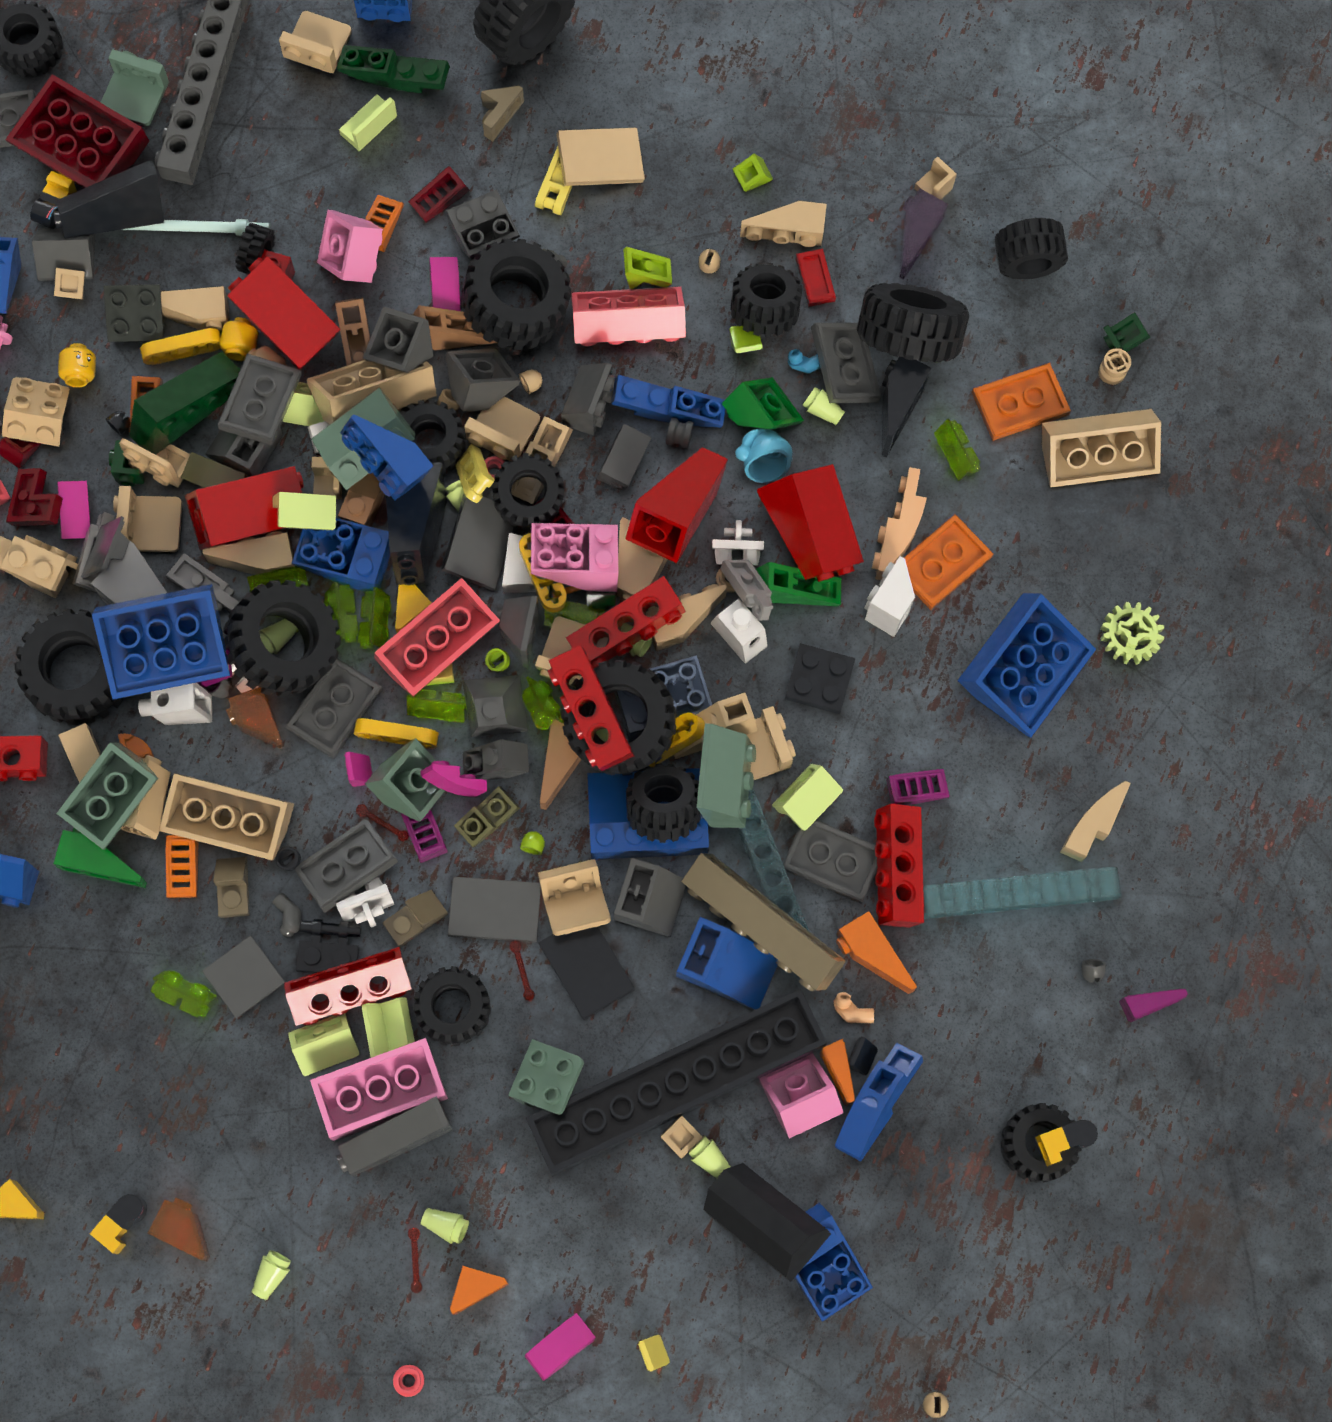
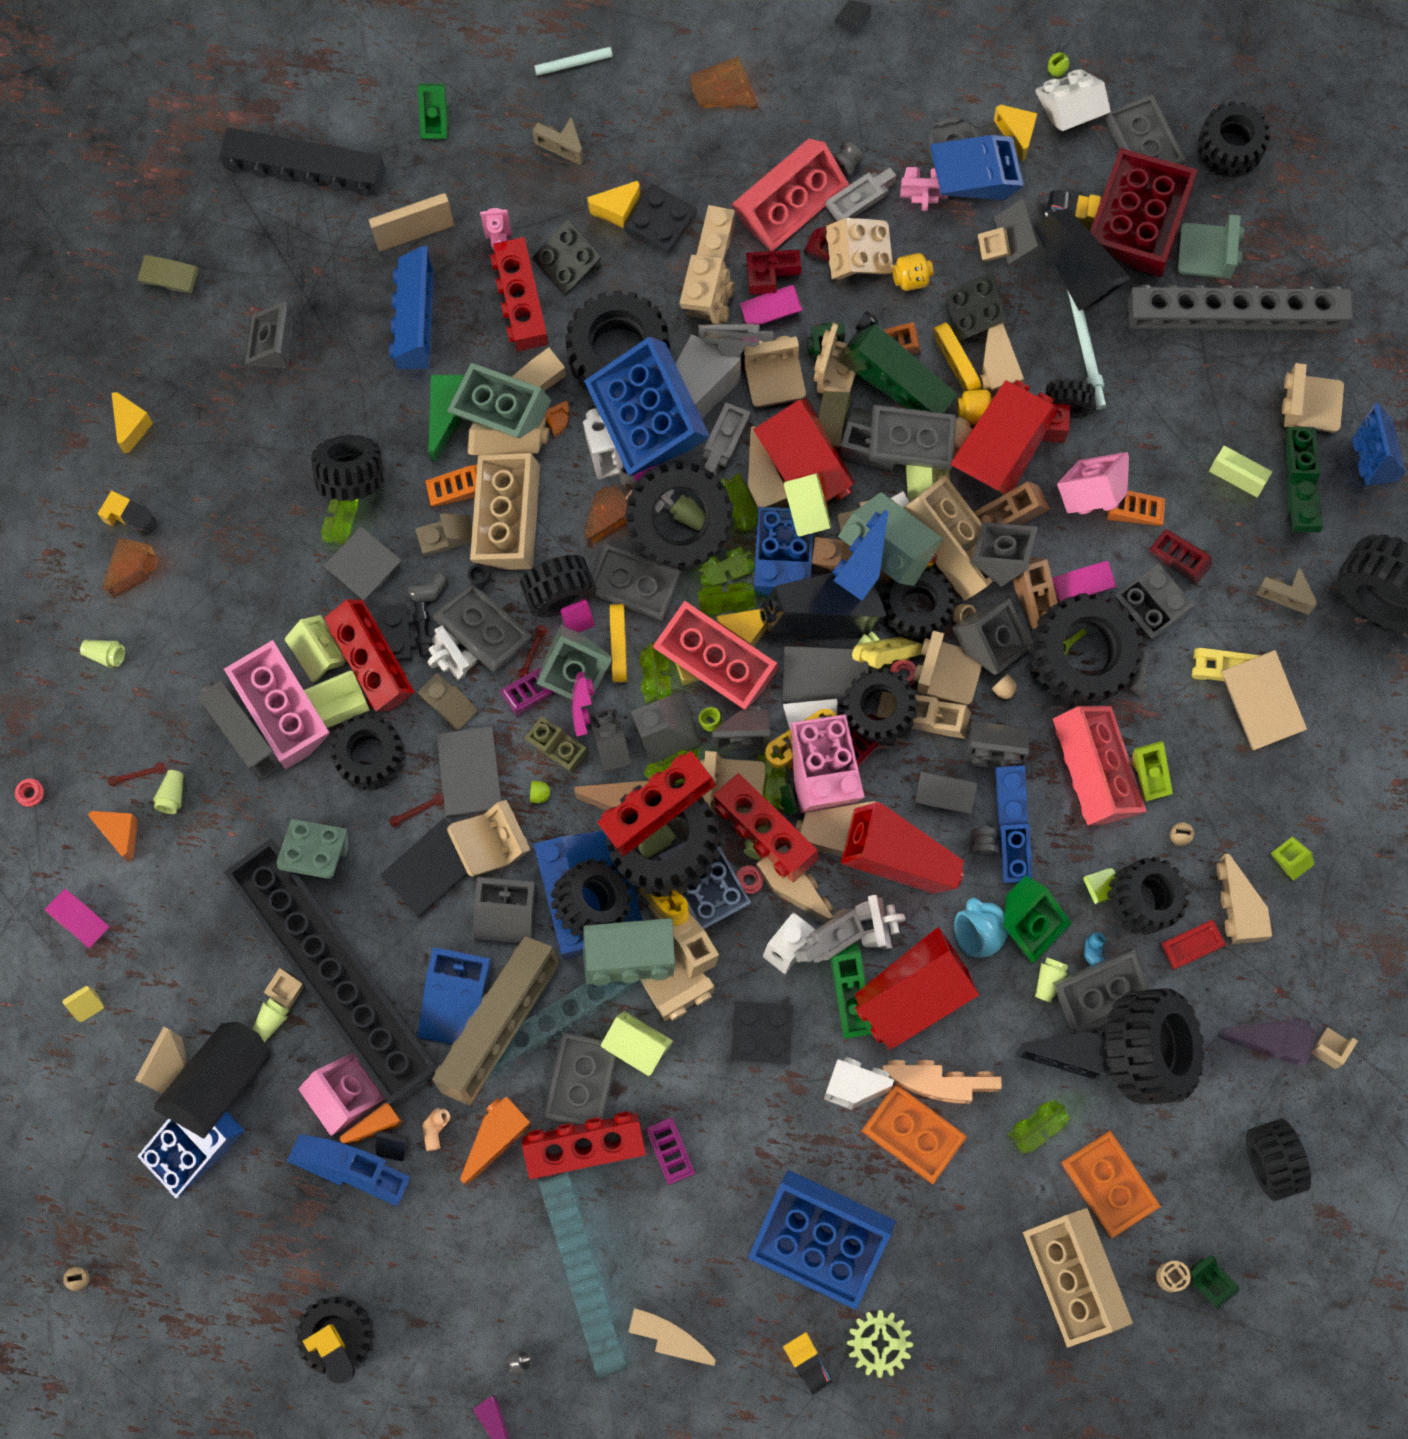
camera: 85 degrees right, 0 degrees up
(135, 969) = (347, 467): none -> black tyre
(324, 776) = (557, 585): none -> black tyre
(666, 650) = (753, 871): none -> coral plate
(742, 1269) = (164, 1061): none -> tan slope
(1137, 701) = (808, 1363): none -> leg

